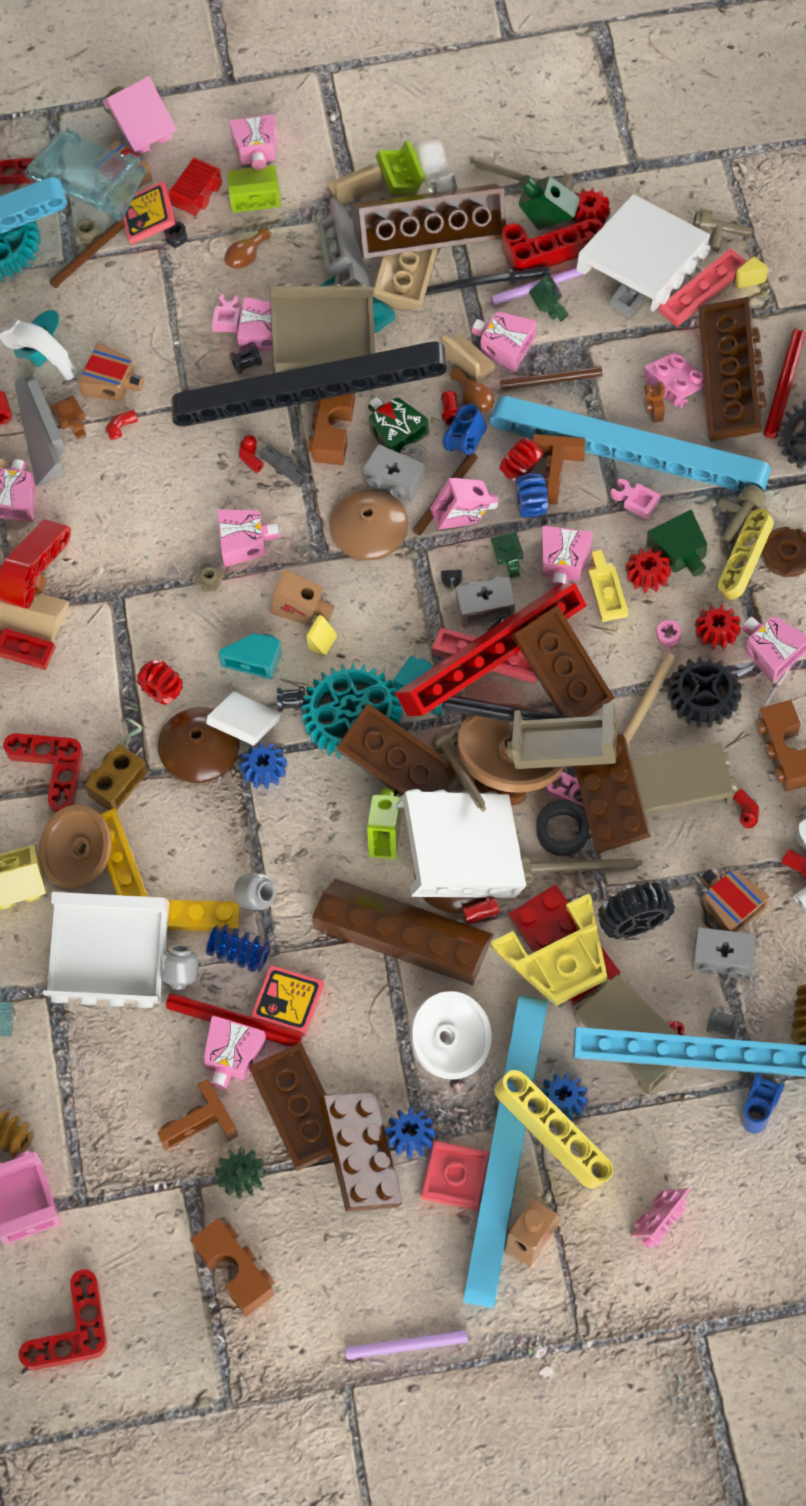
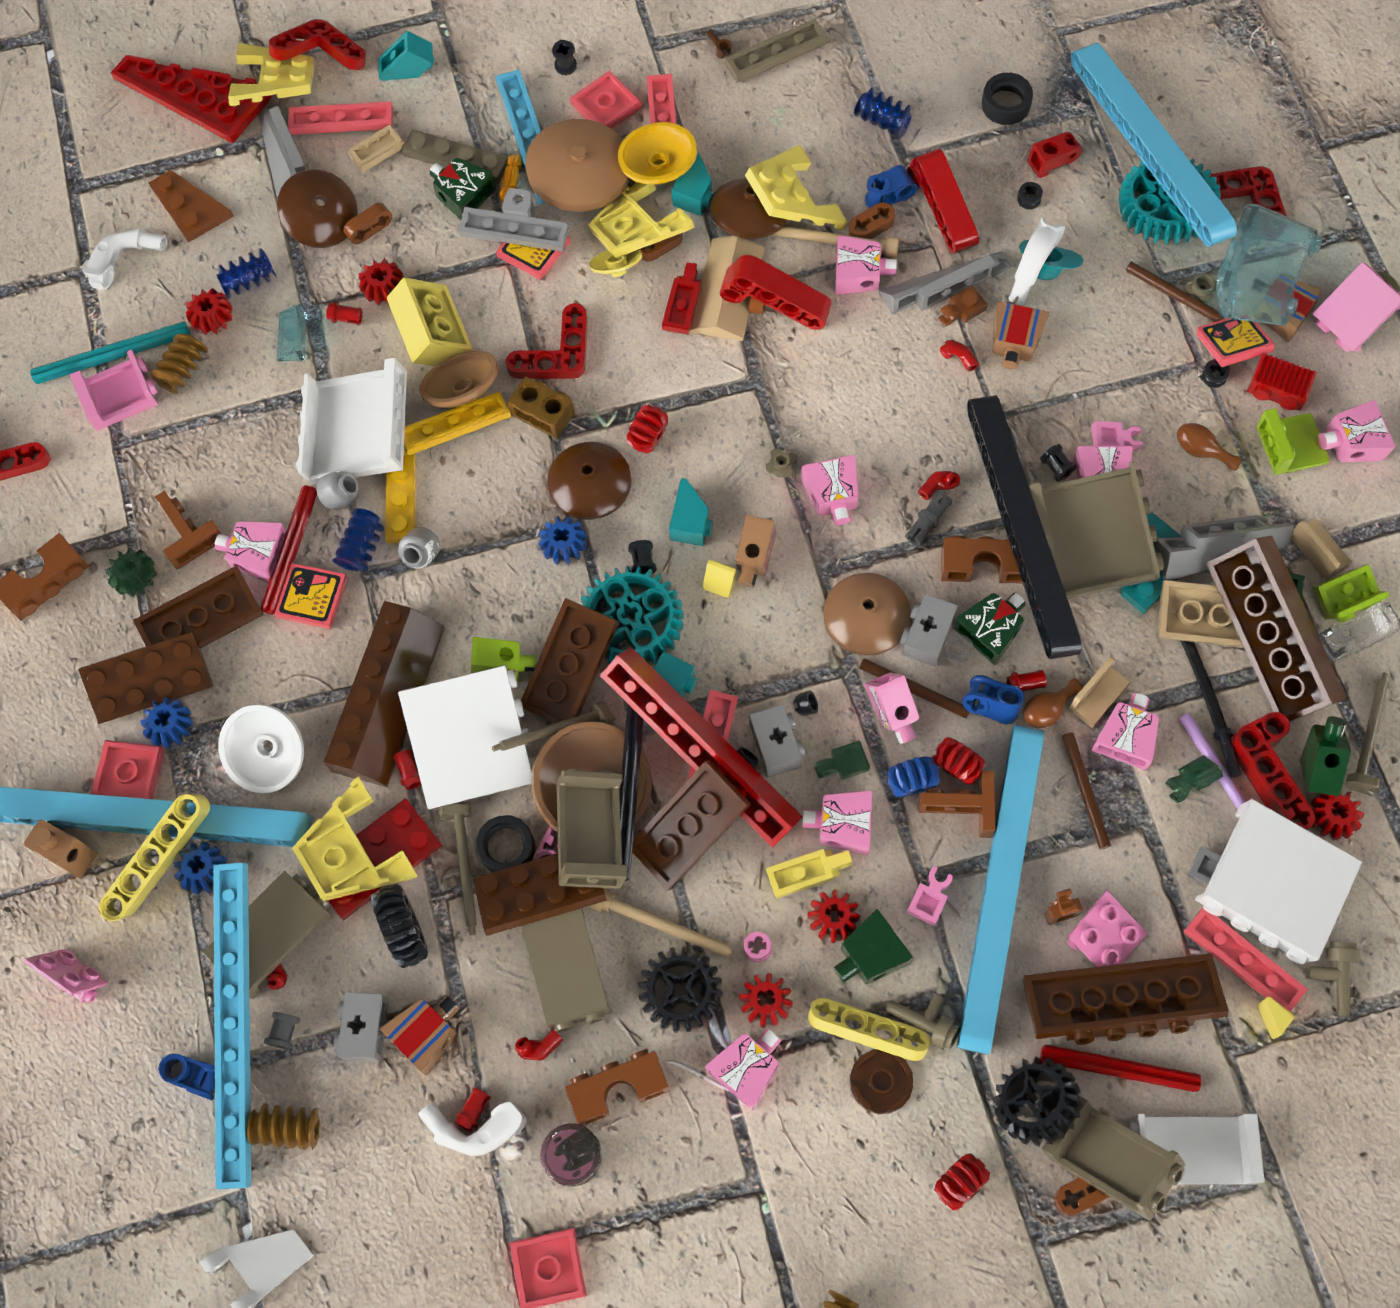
camera: 85 degrees right, 5 degrees up
(243, 718) = (612, 513): white tile -> none

